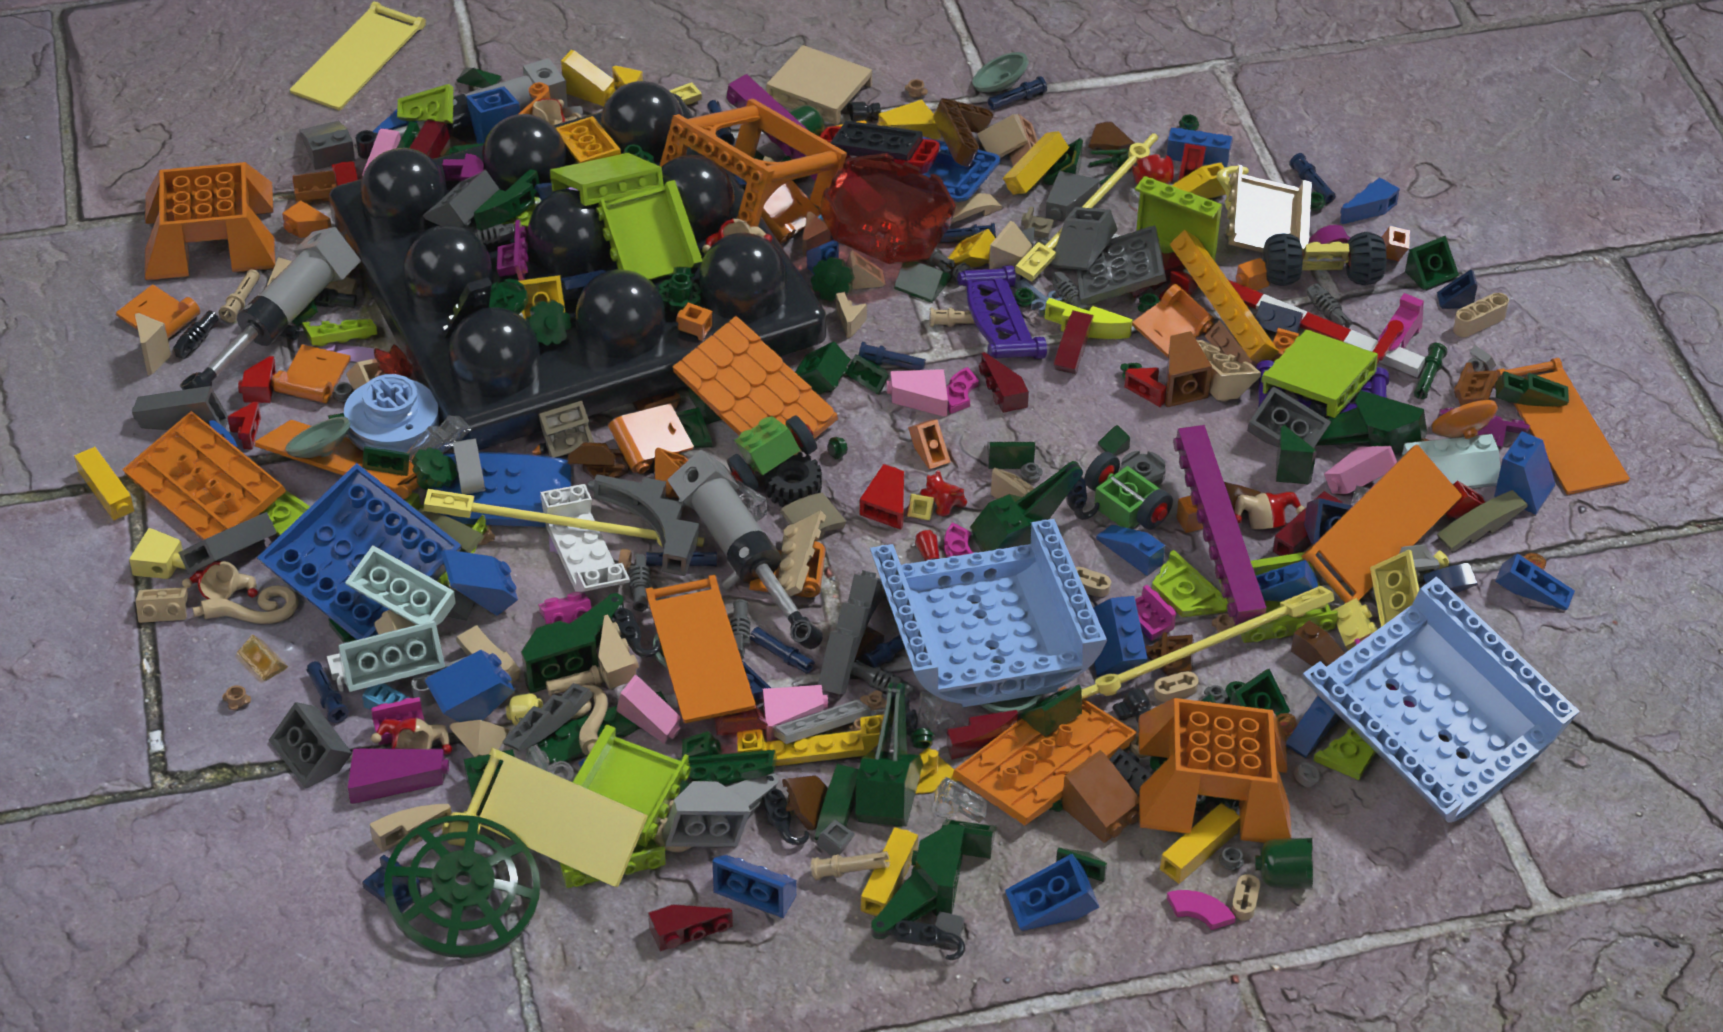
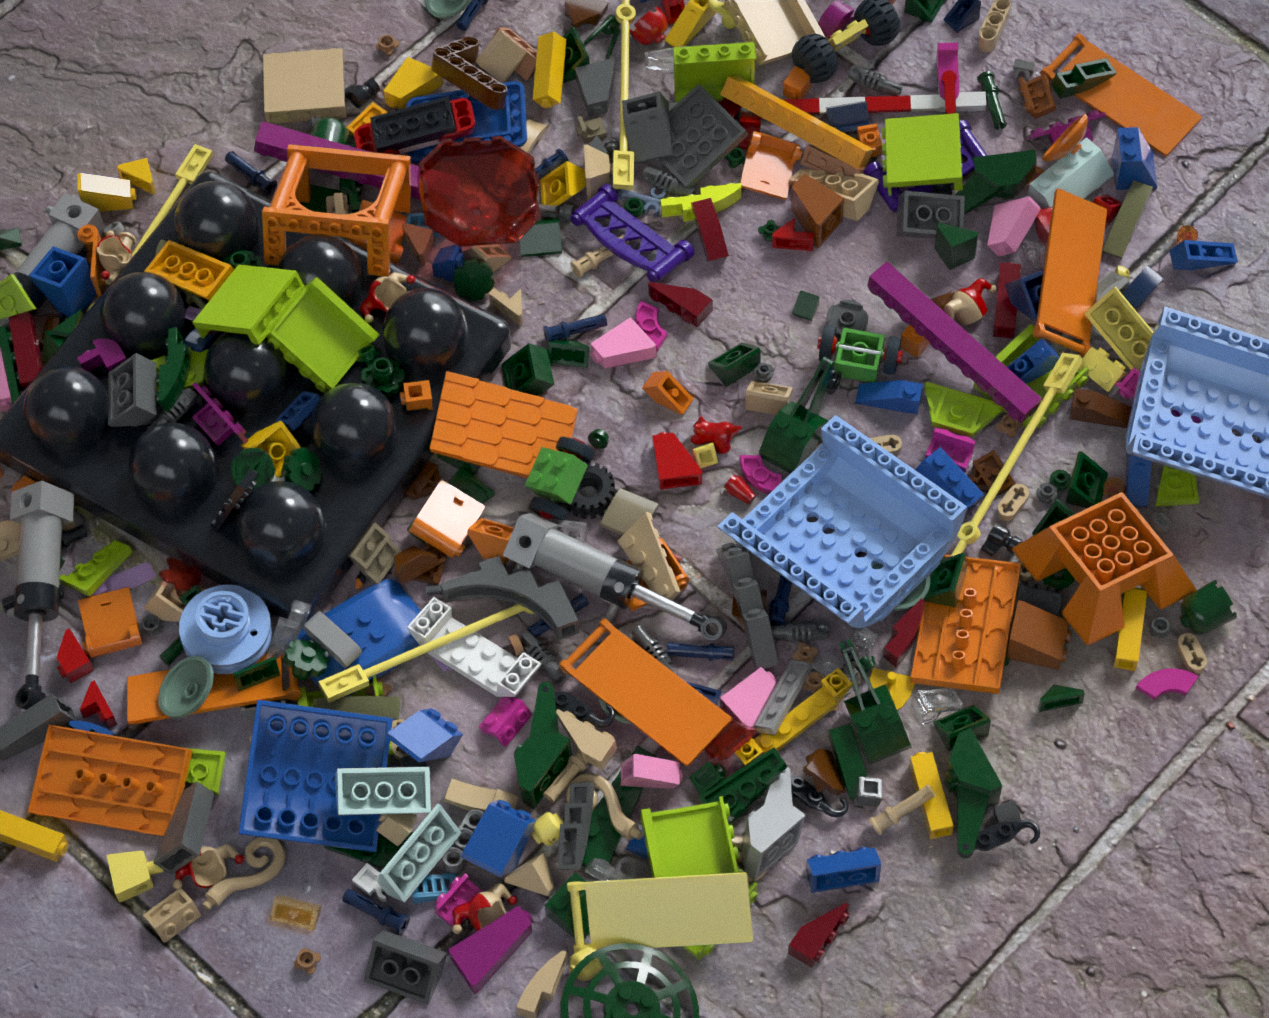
camera: 30 degrees left, 15 degrees up
(1052, 895) = (1060, 741): blue slope -> none

